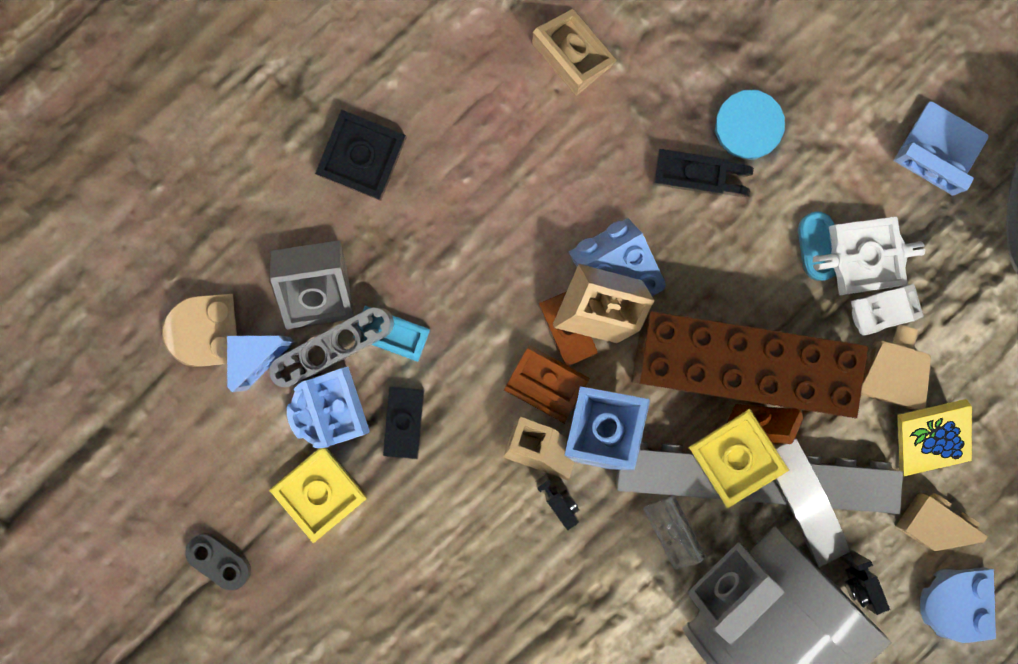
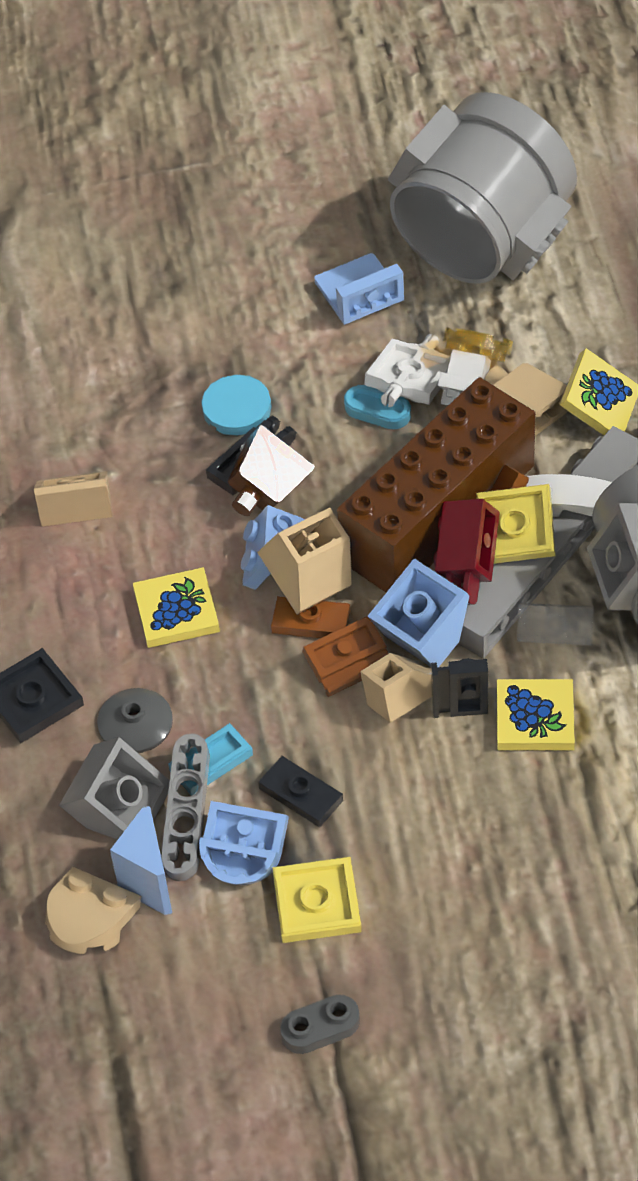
camera: 55 degrees left, 35 degrees down
(399, 266) = (140, 731): none -> dark grey dish
(514, 211) = (176, 607): none -> light yellow tile
(581, 562) = (535, 714): none -> light yellow tile
(681, 205) = (265, 472): none -> torso
(687, 434) = (467, 544): none -> dark red brick
(929, 300) = (471, 341): none -> clear yellow plate

